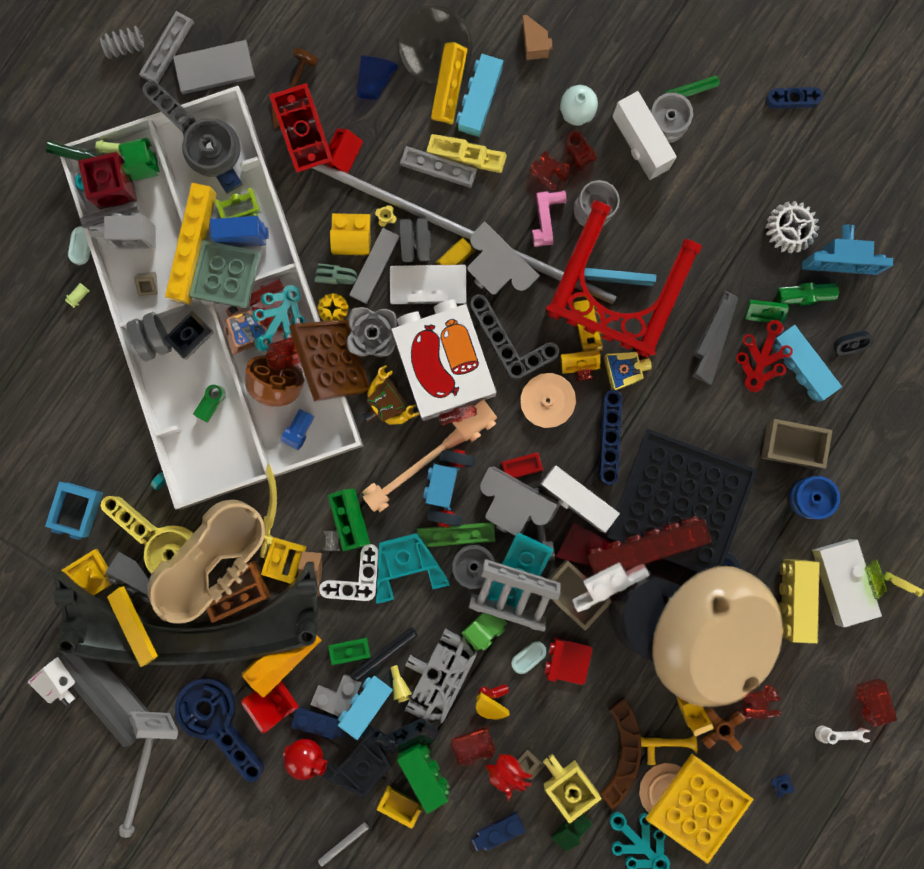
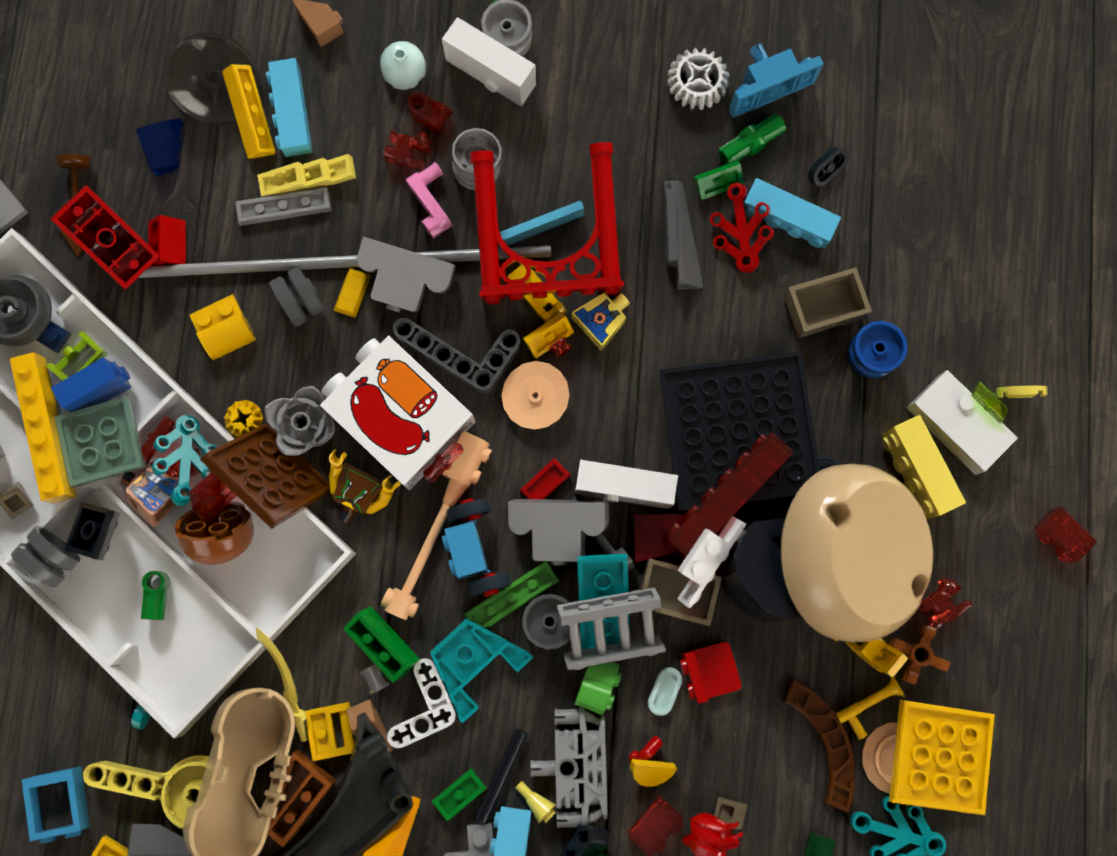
camera: 35 degrees left, 5 degrees down
(295, 433) = (271, 579): blue piece -> none
(334, 274) = (226, 380): sand green arm -> none
(374, 266) = (267, 349): light grey tile -> none
(388, 210) = (244, 287): light yellow plate -> none
(427, 284) = (336, 337): white bracket -> none
(570, 778) = (779, 804): light yellow brick -> none
(615, 429) = (626, 389): dark blue beam -> none
(778, 781) = (1009, 681): dark blue plate -> none
(826, 735) = (1033, 600): white brick -> none

